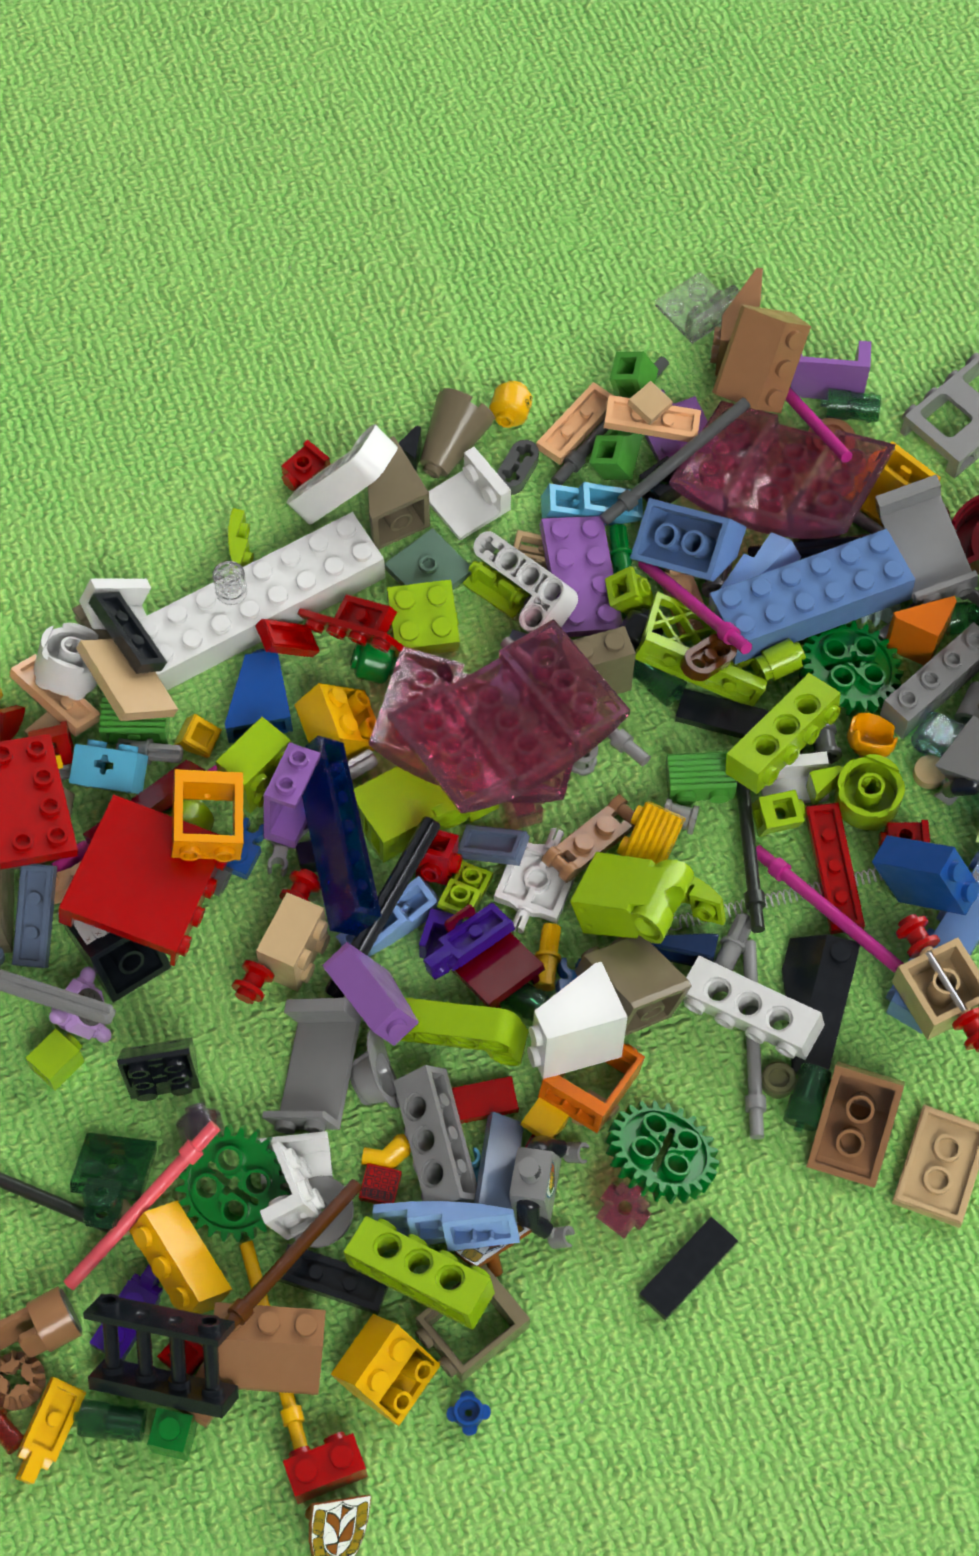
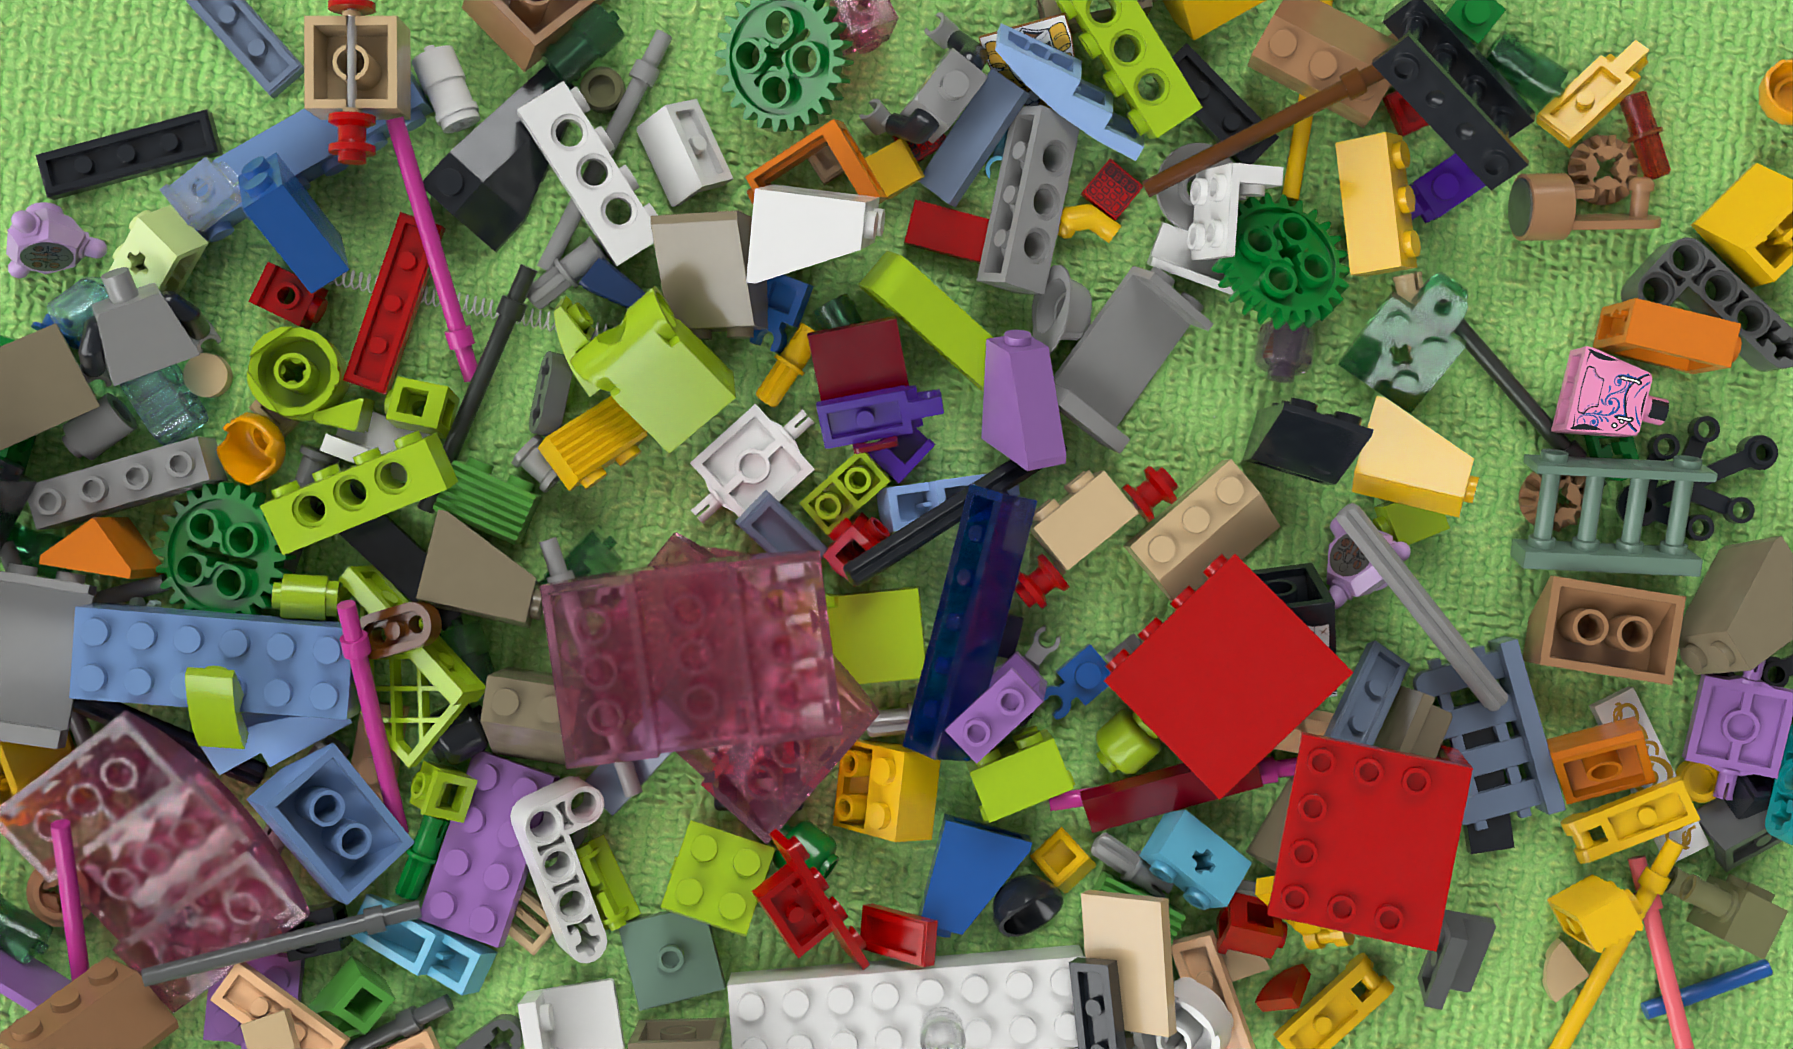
camera: 155 degrees left, 25 degrees up
(75, 1084) = (1412, 464): none -> yellow slope
(189, 1153) = (1325, 304): coral bar -> none
(201, 982) = (1211, 518): none -> tan slope
(207, 786) = (1099, 753): light orange window -> none
(211, 694) = (1025, 905): none -> black piece
(594, 836) = (662, 482): medium nougat plate -> none
(612, 770) = (591, 556): none -> clear green piece
(677, 719) = (475, 577): none -> dark tan slope
(696, 1063) = (683, 151): none -> white panel
(697, 857) = (550, 394): none -> dark grey beam
(792, 559) = (214, 707): none -> lime slope
(888, 1027) = (446, 88): none -> white piece

